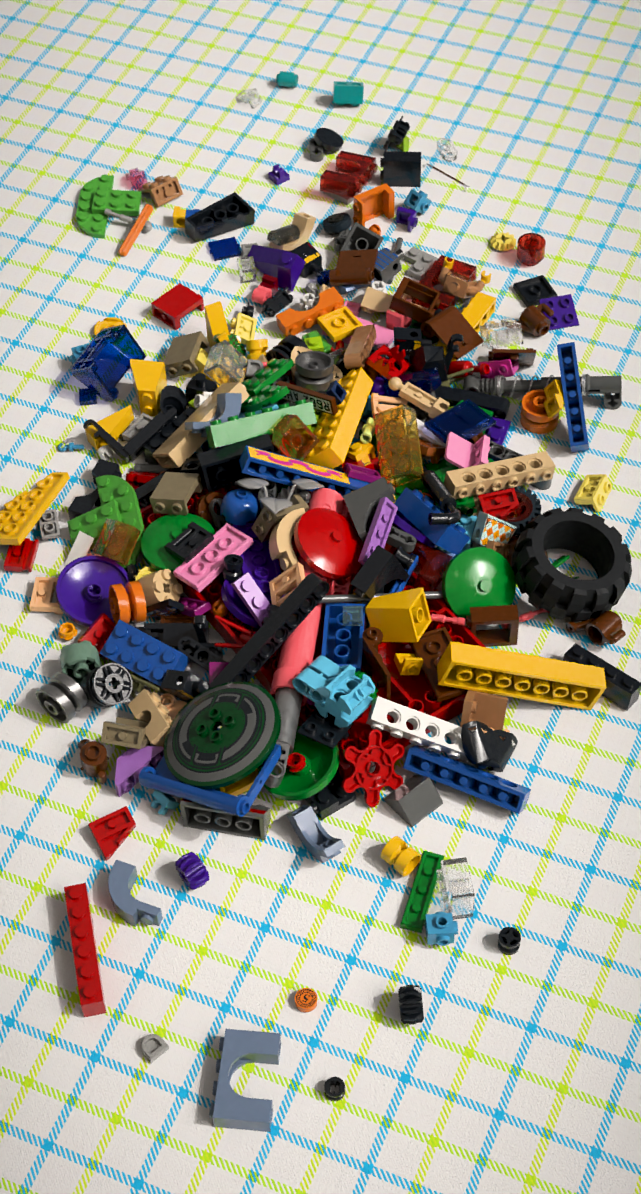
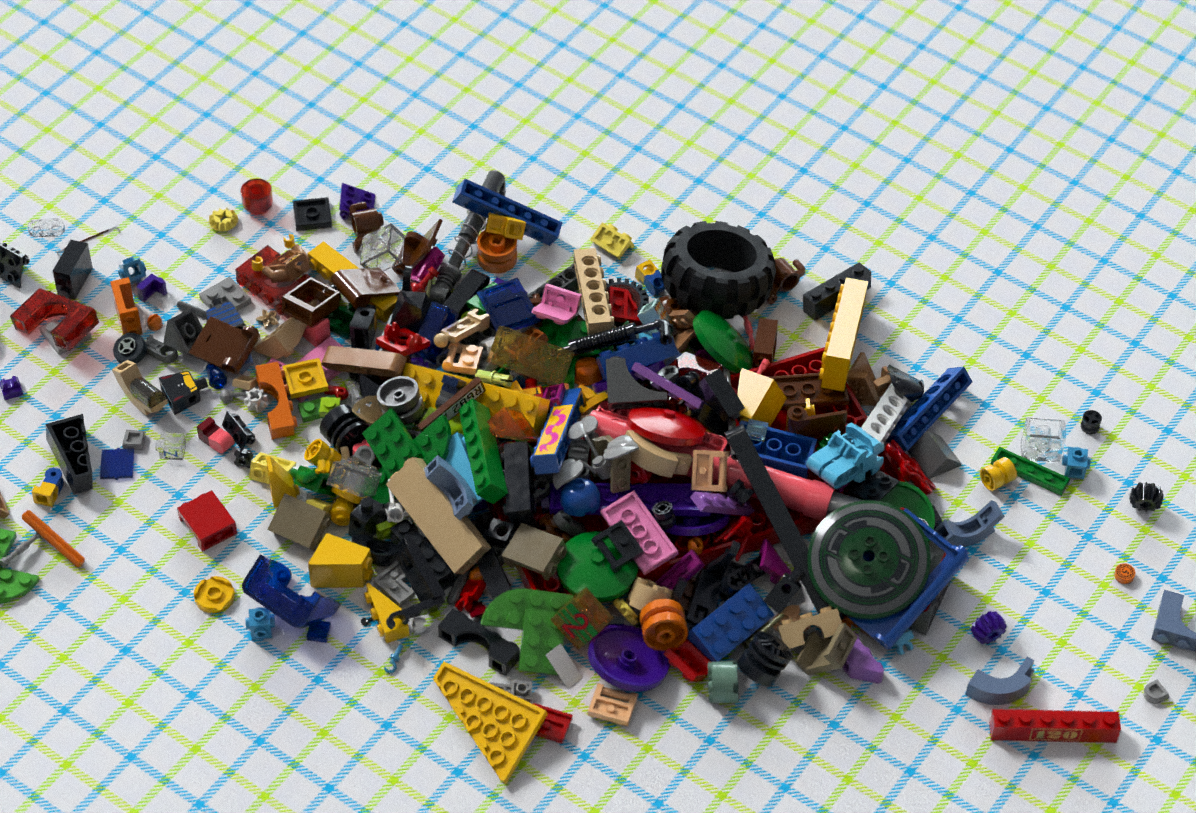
camera: 80 degrees left, 0 degrees up
(61, 697) = (766, 701): flat silver wheel -> none
(67, 631) = (667, 690): light orange plate -> none
(93, 759) = (843, 689): reddish brown piece -> none
(112, 830) = (925, 689): red wing -> none
(279, 264) = (182, 414): dark purple wedge -> none

